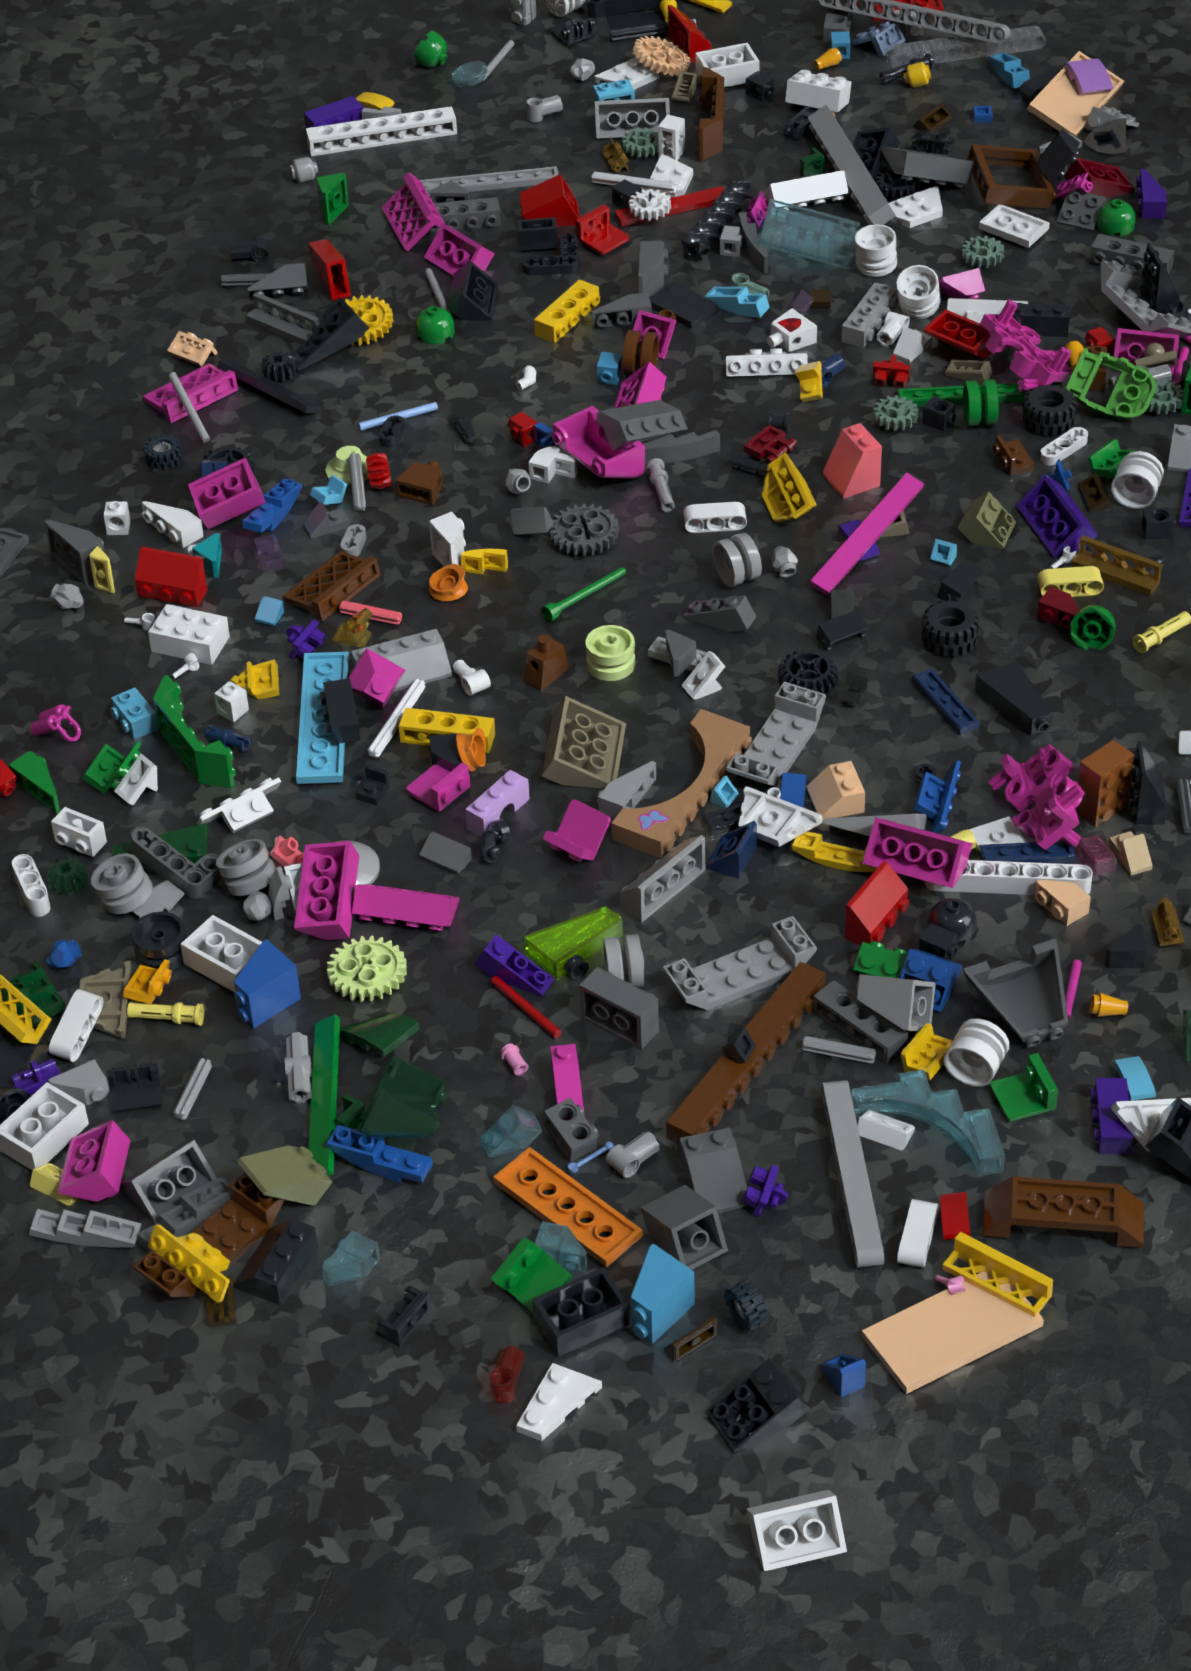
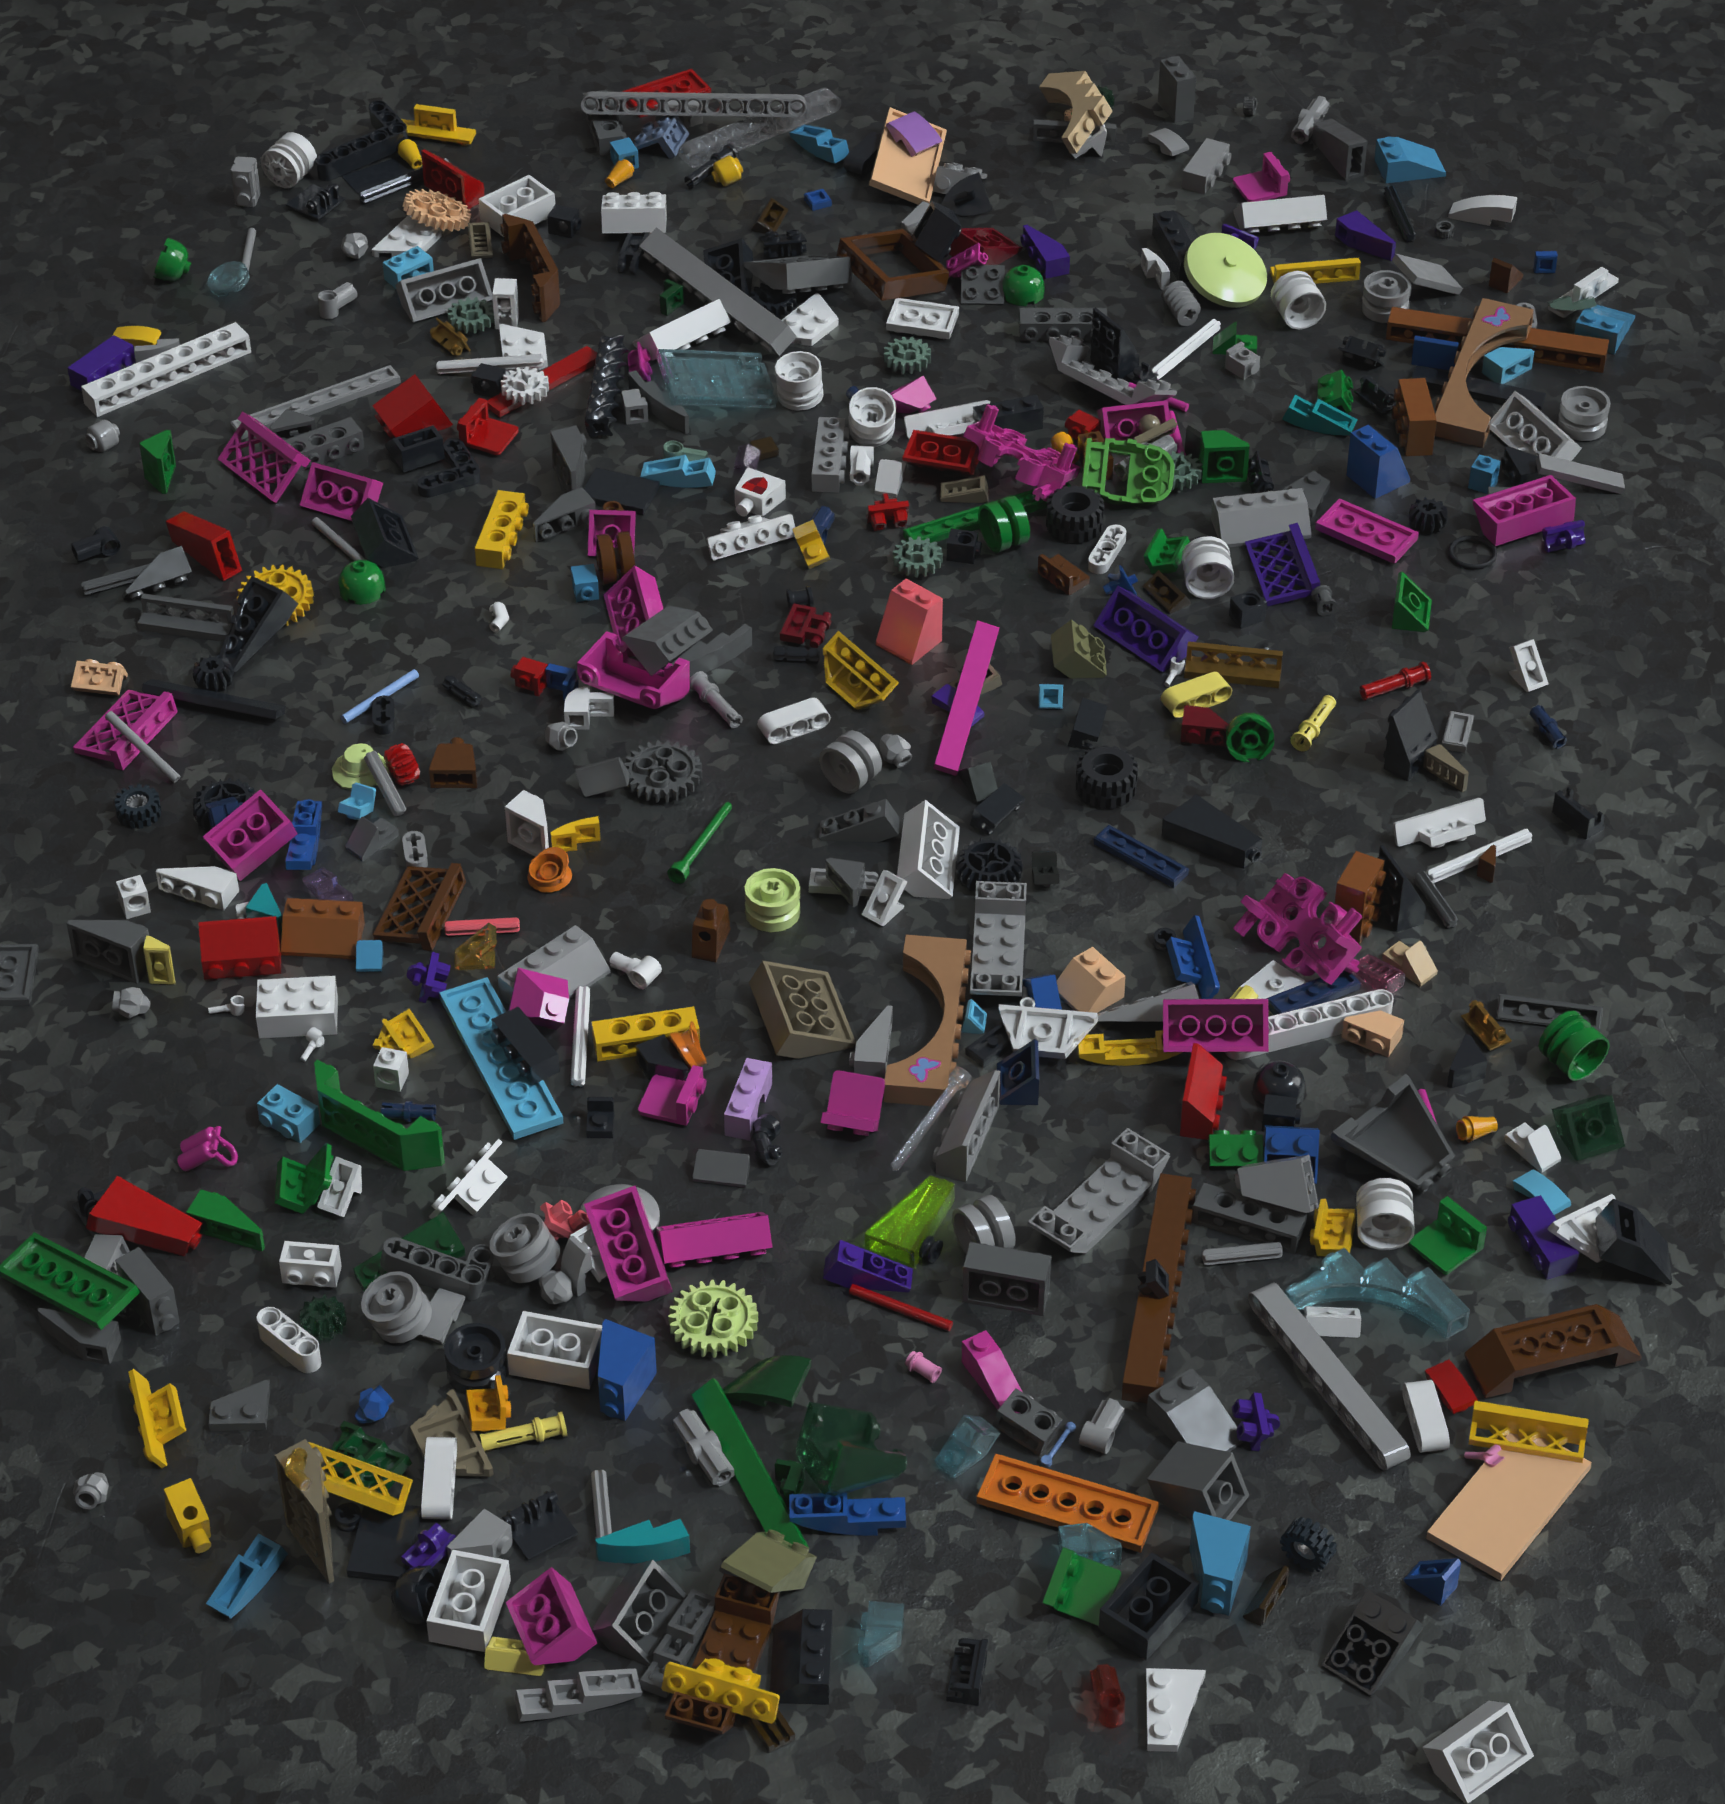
camera: 25 degrees left, 0 degrees up
(206, 1127) = (644, 1543): none -> teal slope
(244, 579) = (321, 928): none -> dark orange slope
(672, 836) = (958, 1079): none -> clear piece
(761, 649) = (928, 852): none -> white slope
(1152, 1037) = (1534, 1146): none -> white slope

